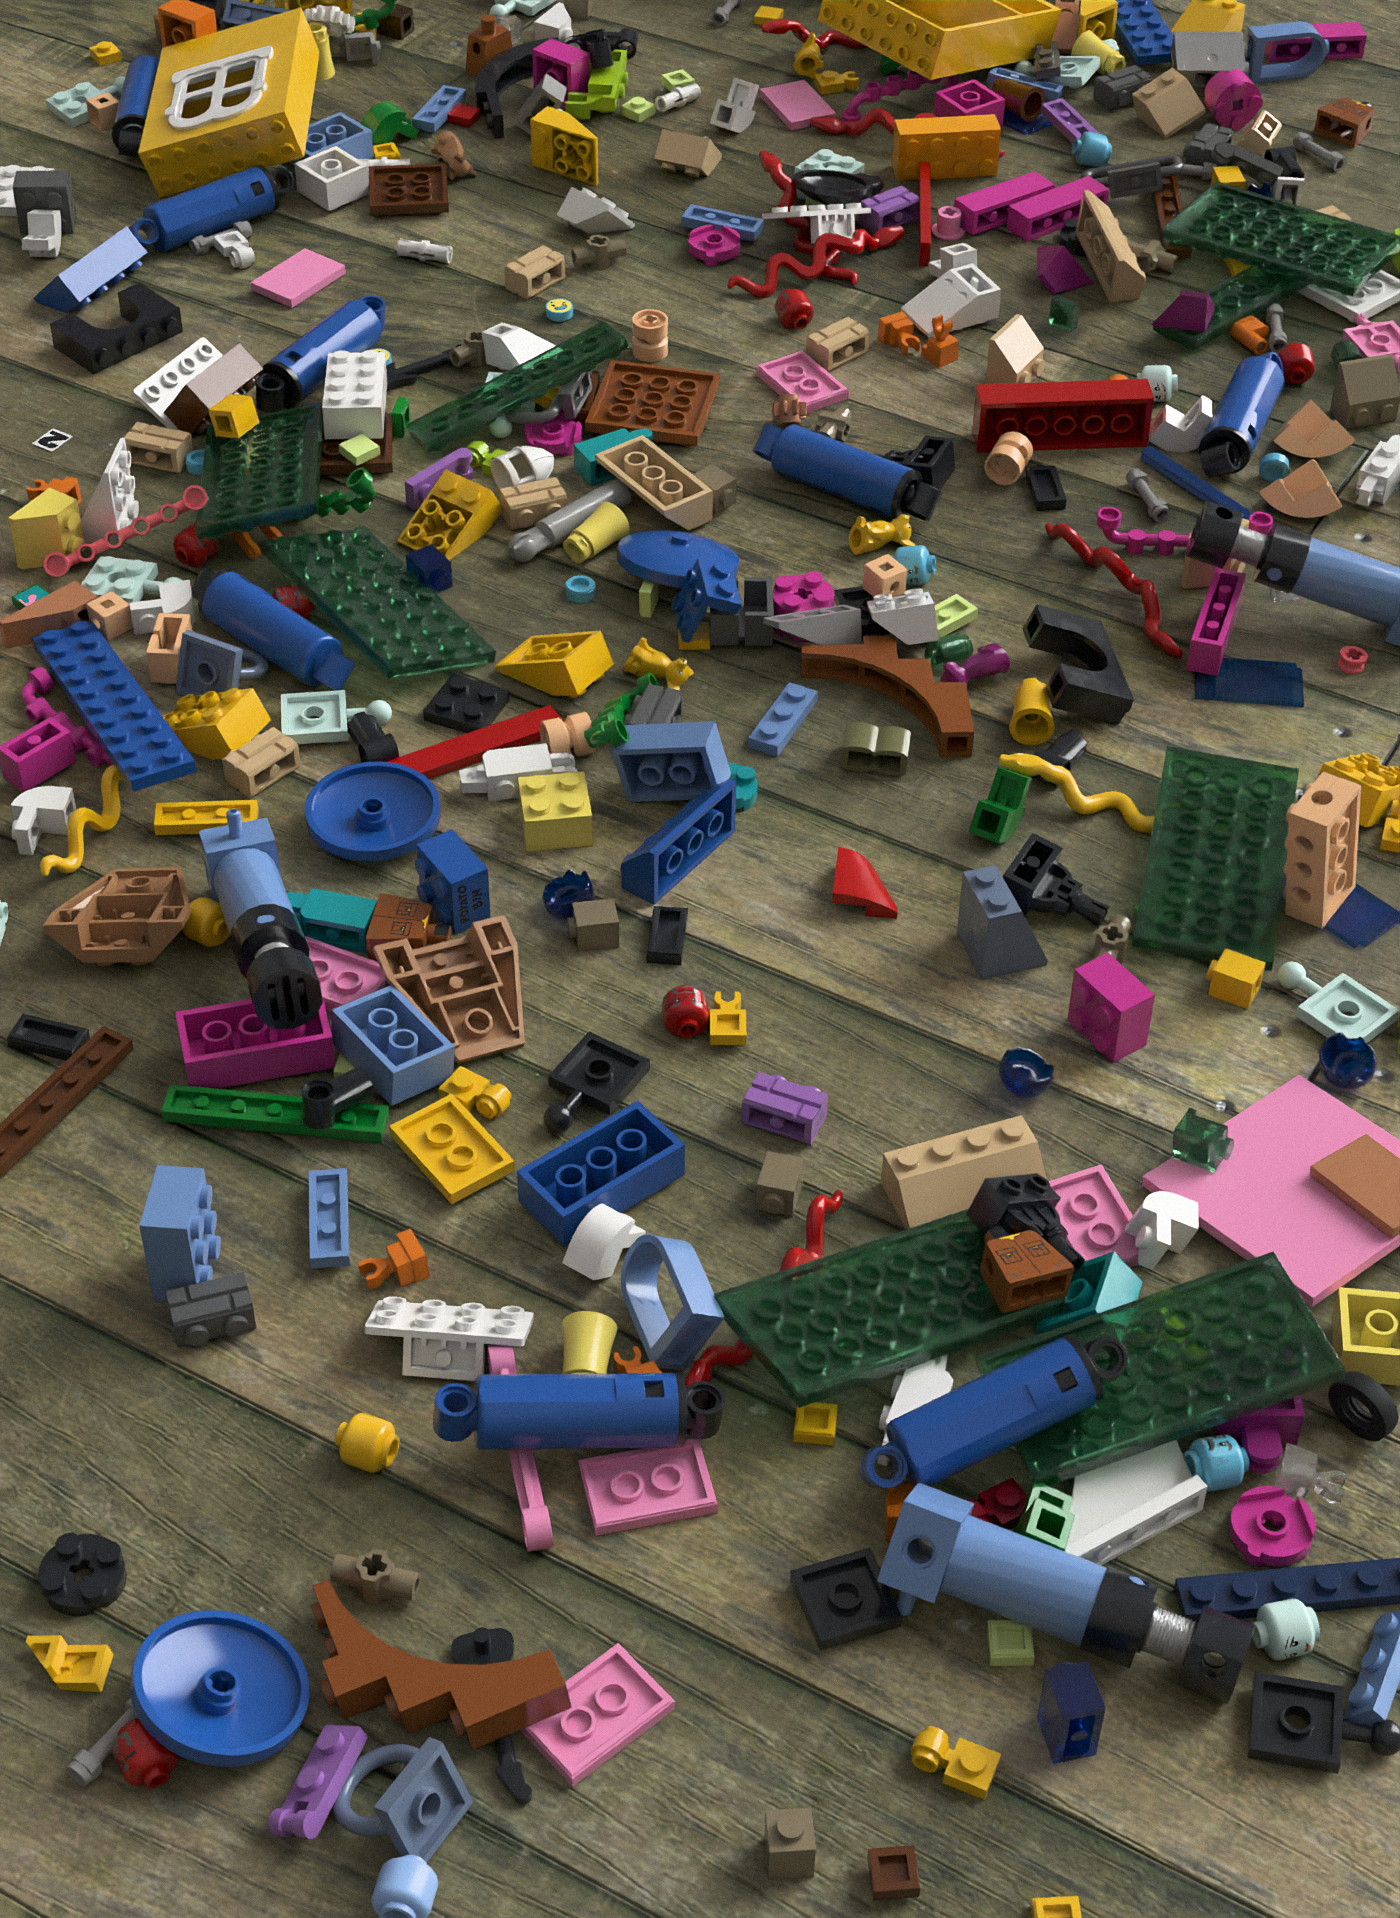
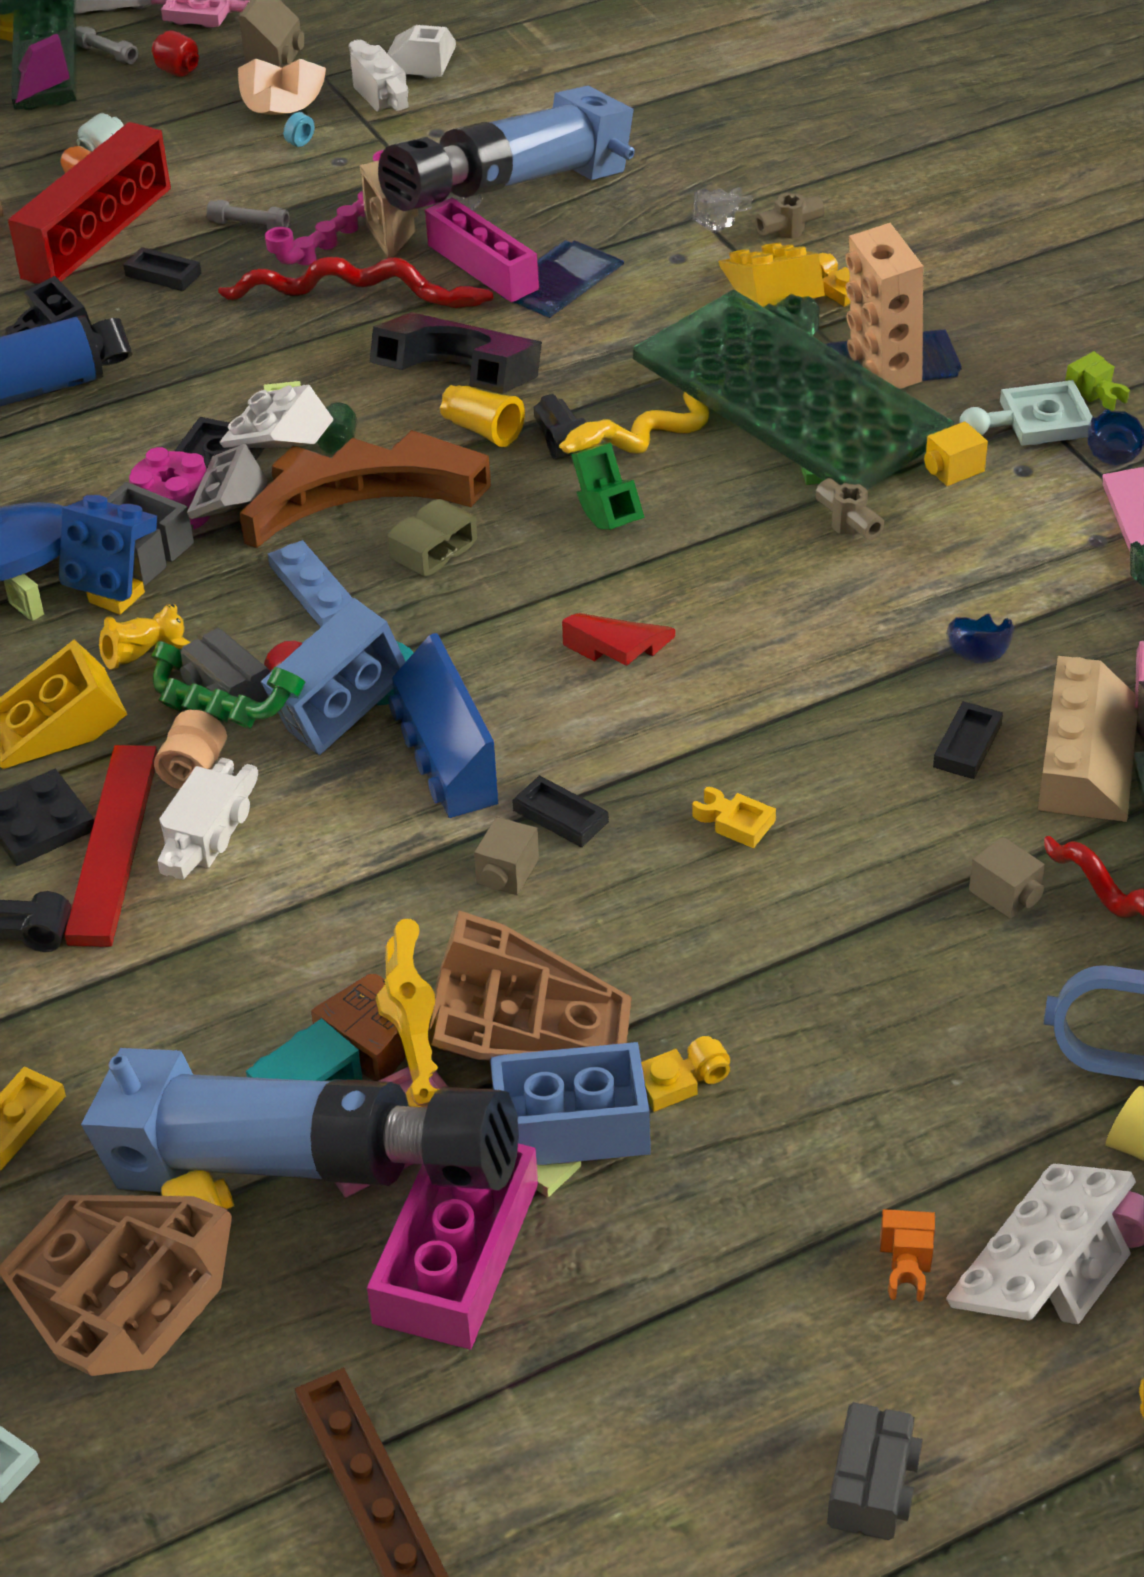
camera: 55 degrees left, 0 degrees up
(47, 1037) = (248, 1467): black tile -> none
(179, 1229) = (771, 1434): medium blue brick -> none
(268, 1113) = (575, 1276): green plate -> none
(325, 1098) = (624, 1193): black piece -> none
(328, 1218) = (791, 1289): medium blue plate -> none
(372, 811) = (155, 964): blue dish -> none
(396, 917) = (409, 1005): none -> yellow animal
(452, 881) = (345, 933): blue brick -> none
(452, 1148) = (759, 1128): yellow plate -> none
(555, 811) = (299, 811): light yellow brick -> none
(564, 891) = (444, 854): clear blue hair -> none
(600, 1241) = (1009, 1051): white brick -> none
(601, 1092) = (729, 975): black plate -> none
(605, 1165) = (906, 1009): blue brick -> none
(685, 1010) = (698, 842): red head -> none
(785, 1107) = (900, 826): medium lavender brick -> none
(871, 536) = (107, 402): yellow animal -> none
(881, 582) = (204, 413): light nougat piece -> none
(917, 562) = (188, 394): medium azure head -> none
(917, 1114) = (968, 740): none -> black tile
(989, 660) = (384, 411): magenta animal -> none
(995, 926) = (776, 560): sand blue slope -> none
(1008, 458) = (104, 266): light nougat wheel -> none
(1046, 885) = (730, 514): black brick -> none
(1110, 1007) = (949, 538): dark pink brick -> none
(1178, 431) = (190, 152): white brick -> none
(1189, 481) = (265, 184): blue axle -> none
(1241, 415) = (216, 109): blue piece -> none
(1251, 334) = (91, 60): orange piece -> none
(1303, 493) = (356, 130): light nougat brick -> none
(1344, 351) = (201, 27): clear green brick -> none
(1352, 659) = (594, 208): coral bush -> none

